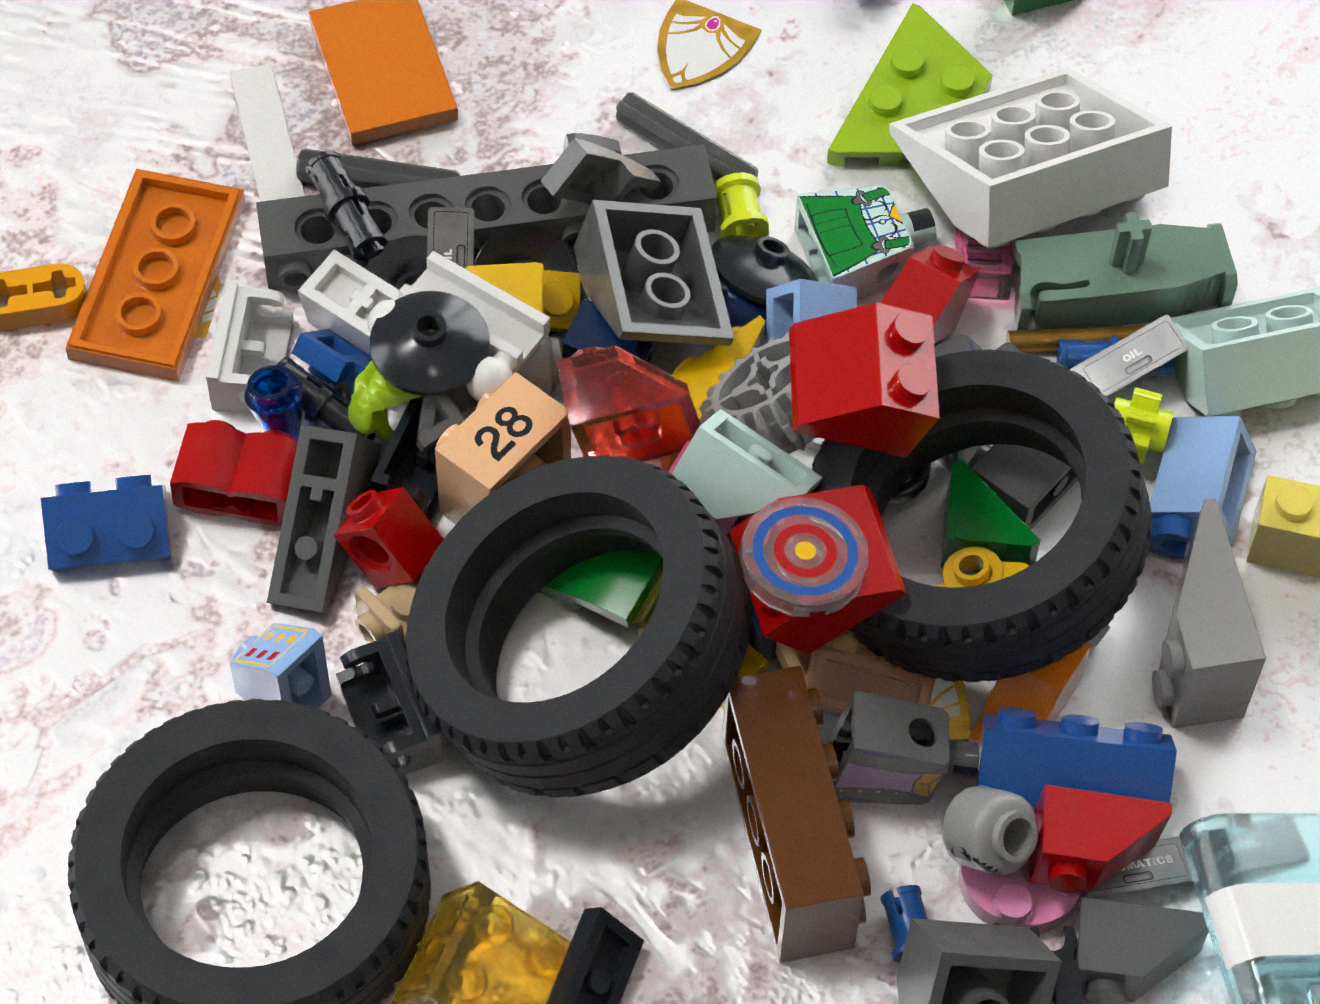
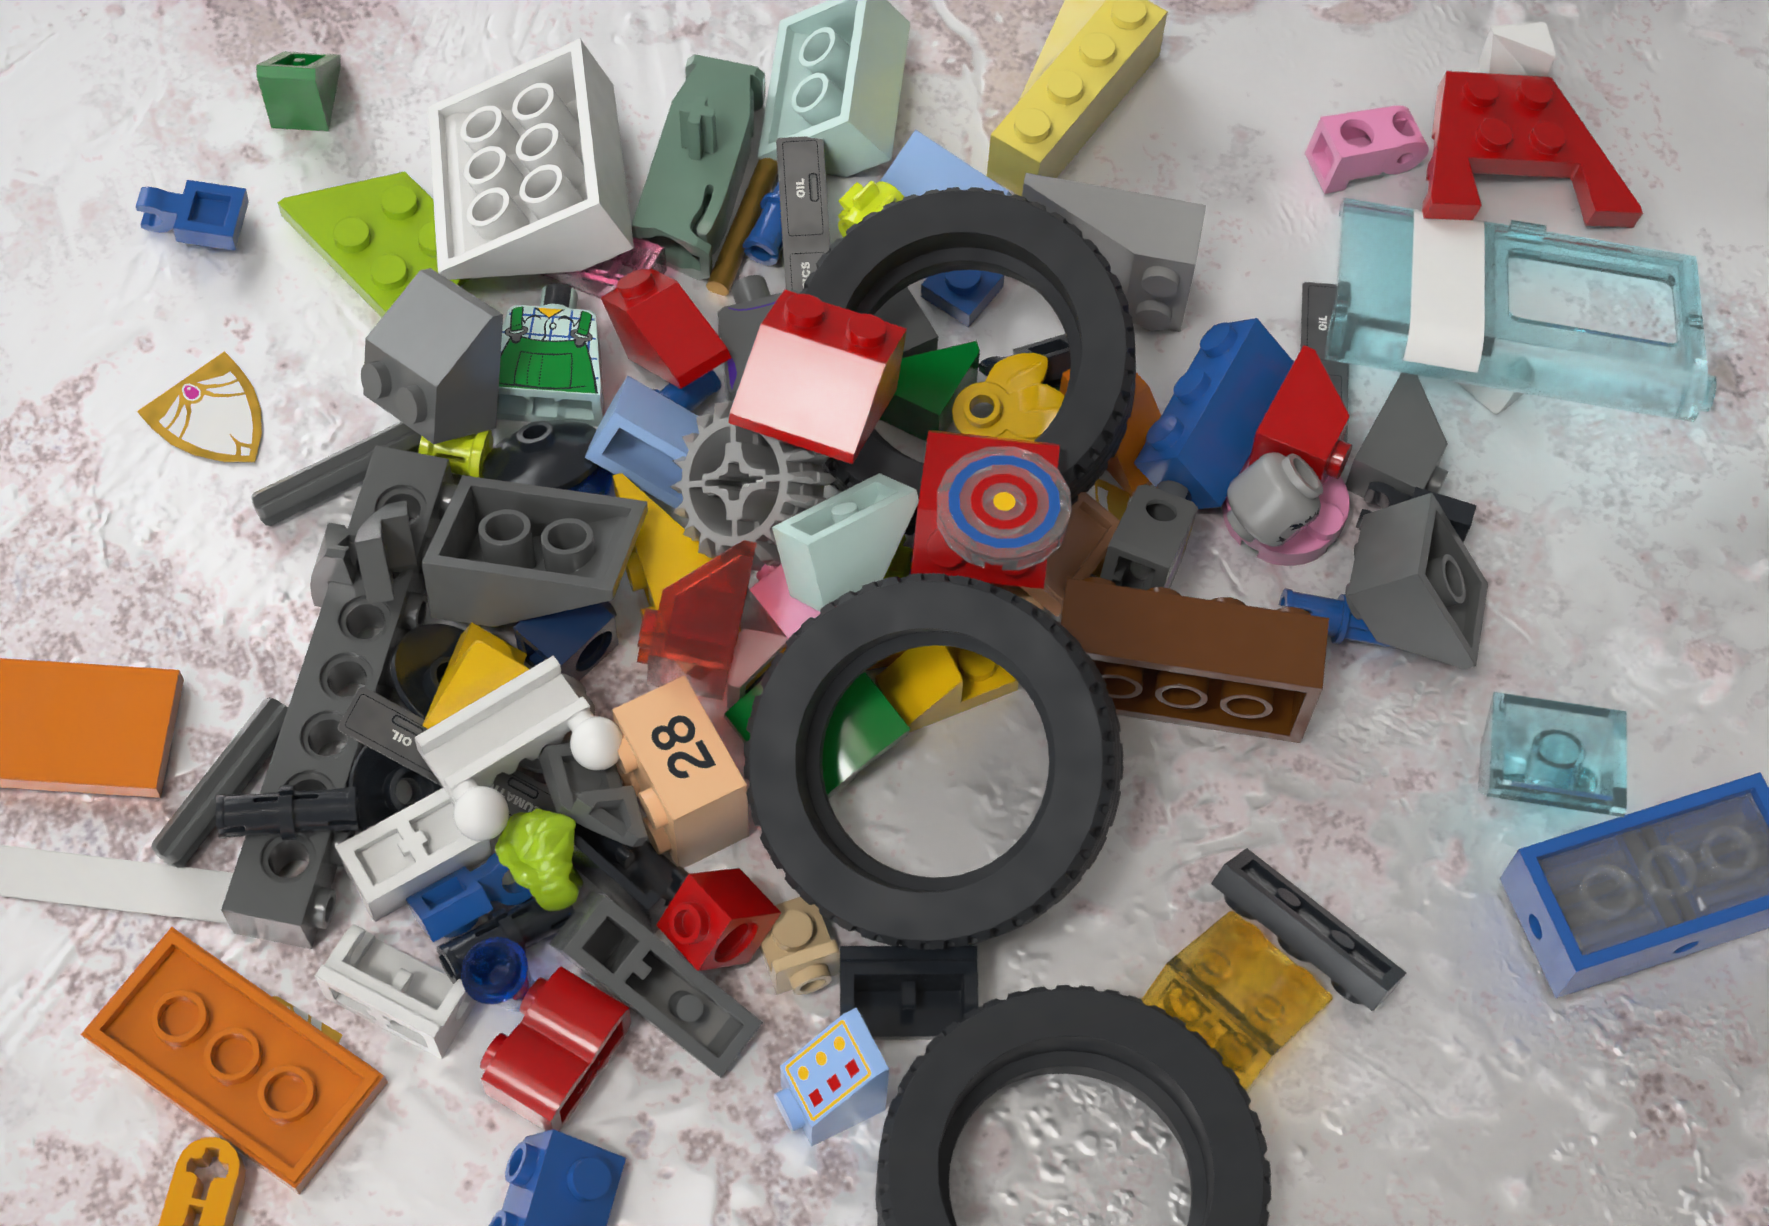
camera: 70 degrees left, 5 degrees up
(434, 362) = (540, 808): black dish -> none
(791, 148) = (436, 360): none -> dark grey slope

